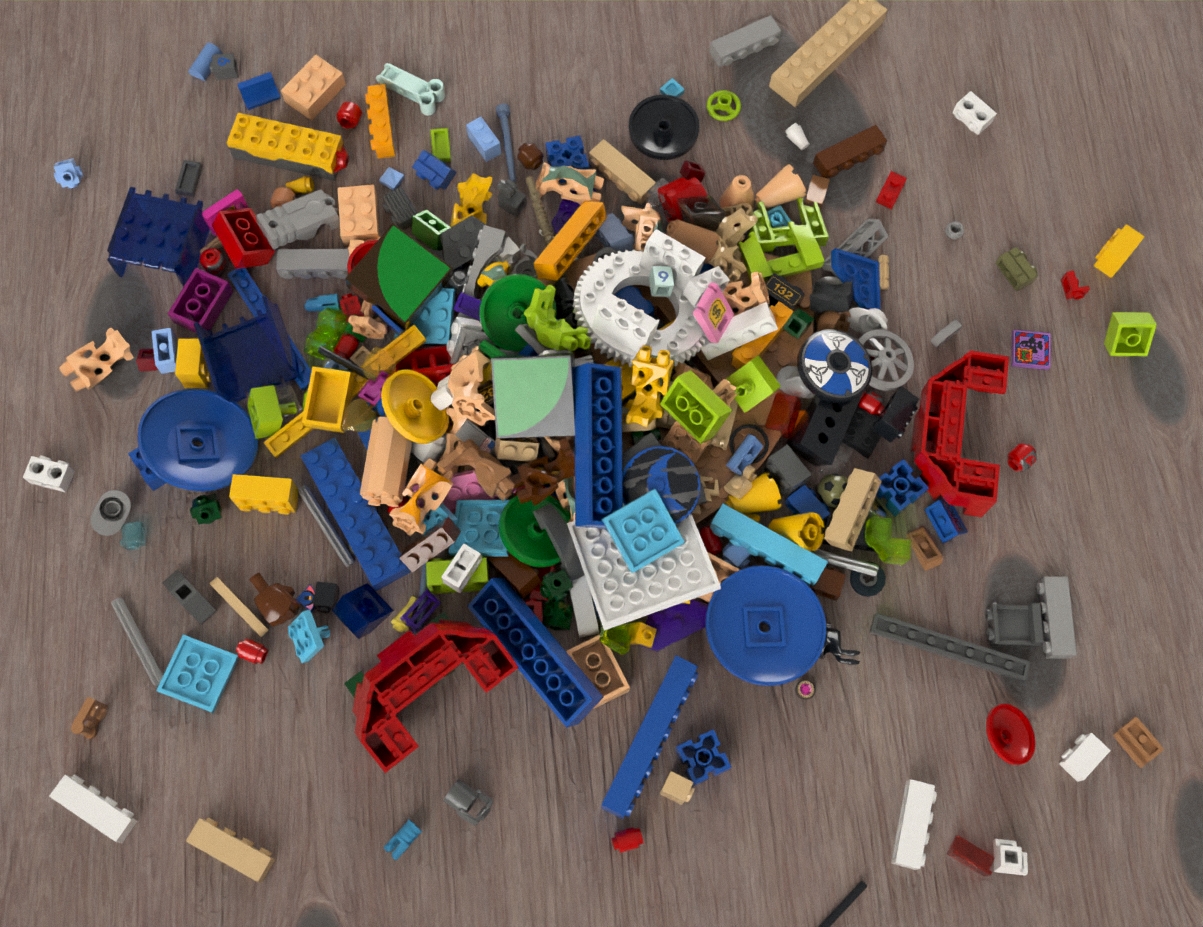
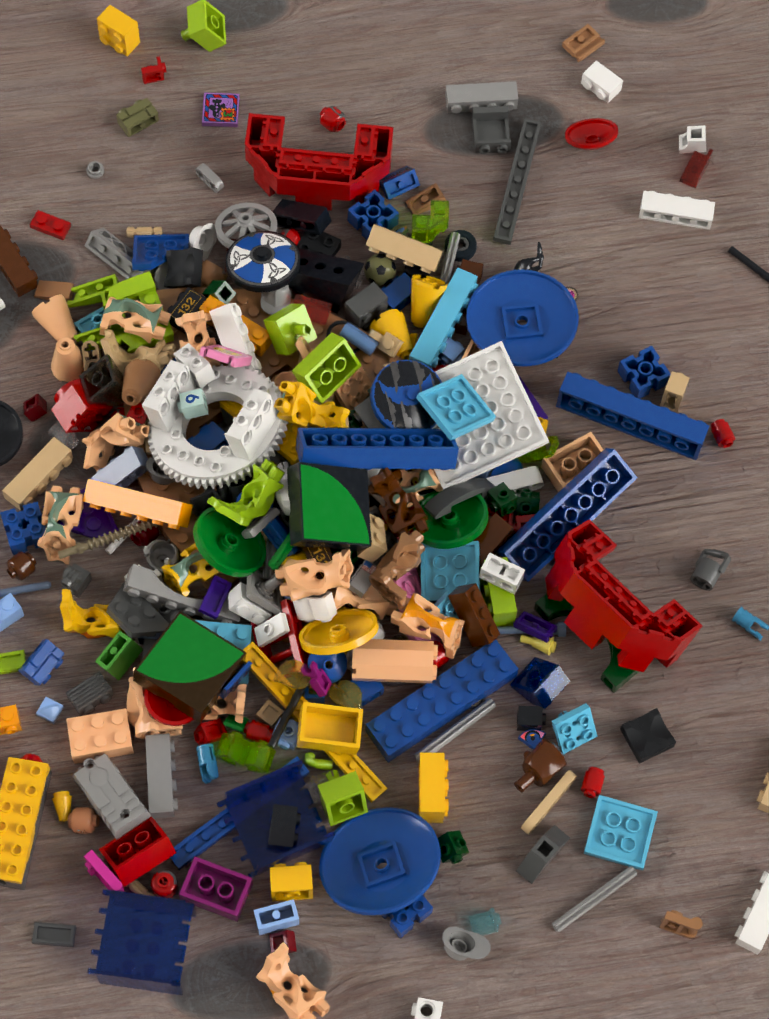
camera: 95 degrees left, 5 degrees down
(243, 357) = (282, 827): none -> black brick
(291, 712) = (647, 736): none -> black brick
(436, 357) = (271, 629): none -> white plate
(763, 253) = (142, 315): none -> light nougat hips

